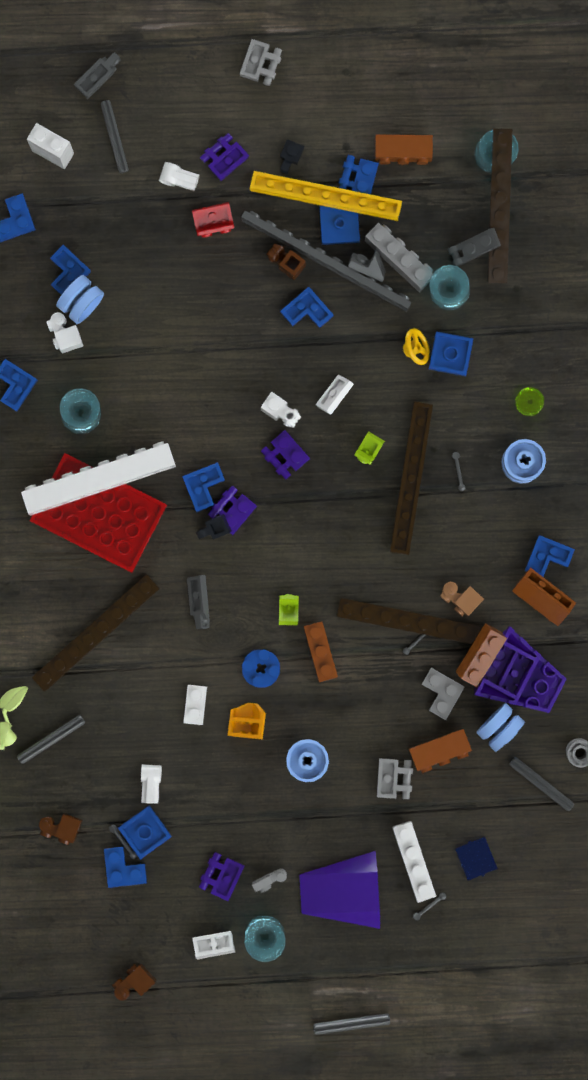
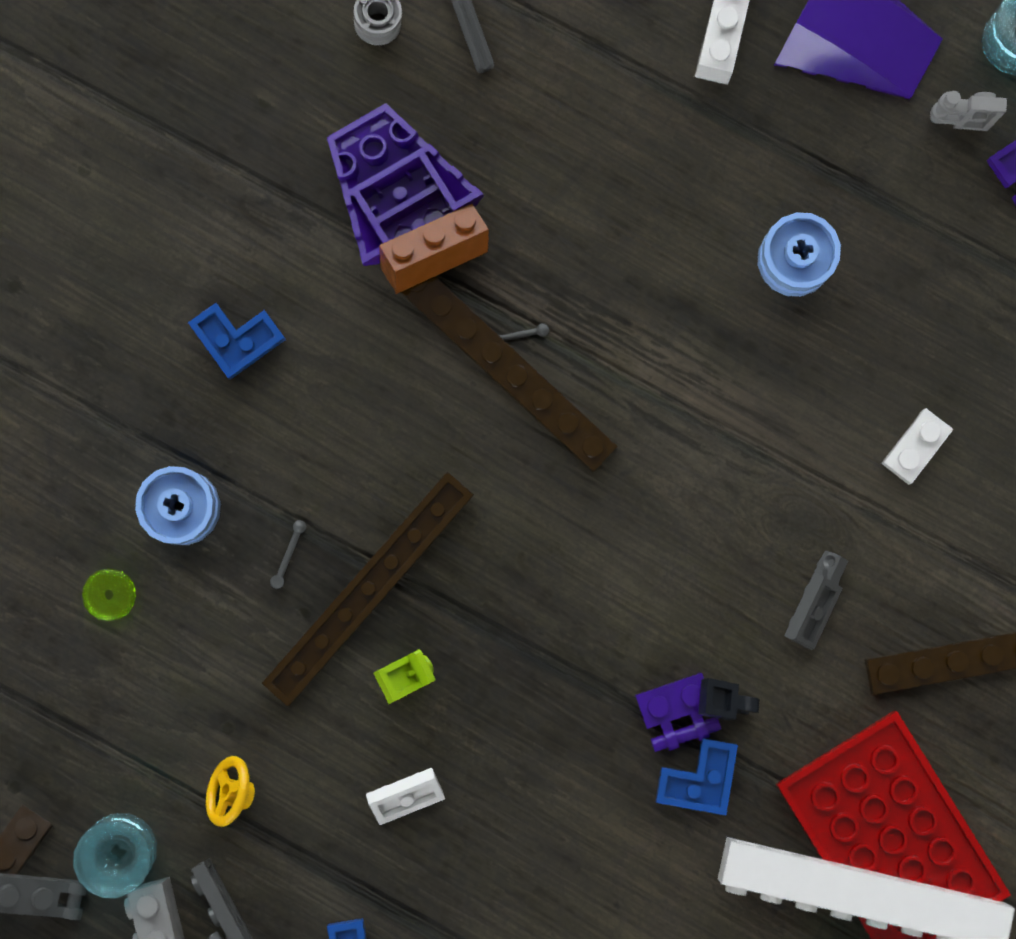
camera: 145 degrees left, 0 degrees up
(247, 721) = (854, 370): light orange slope -> none
(271, 671) = (795, 424): blue plate -> none
(277, 408) = (508, 829): white brick -> none
(288, 609) = (686, 501): lime bracket -> none
(290, 452) = (530, 748): dark purple plate -> none
(320, 651) = (677, 406): dark orange brick -> none
(388, 775) = (691, 154): light grey plate -> none
(440, 750) = (586, 147): dark orange brick -> none
(447, 691) = (518, 230): light grey plate -> none
(451, 353) = (182, 746): blue plate -> none
(464, 602) = (406, 346): medium nougat brick -> none
(503, 729) = (474, 121): light blue wheel -> none
(544, 597) = (281, 278): dark orange brick -> none

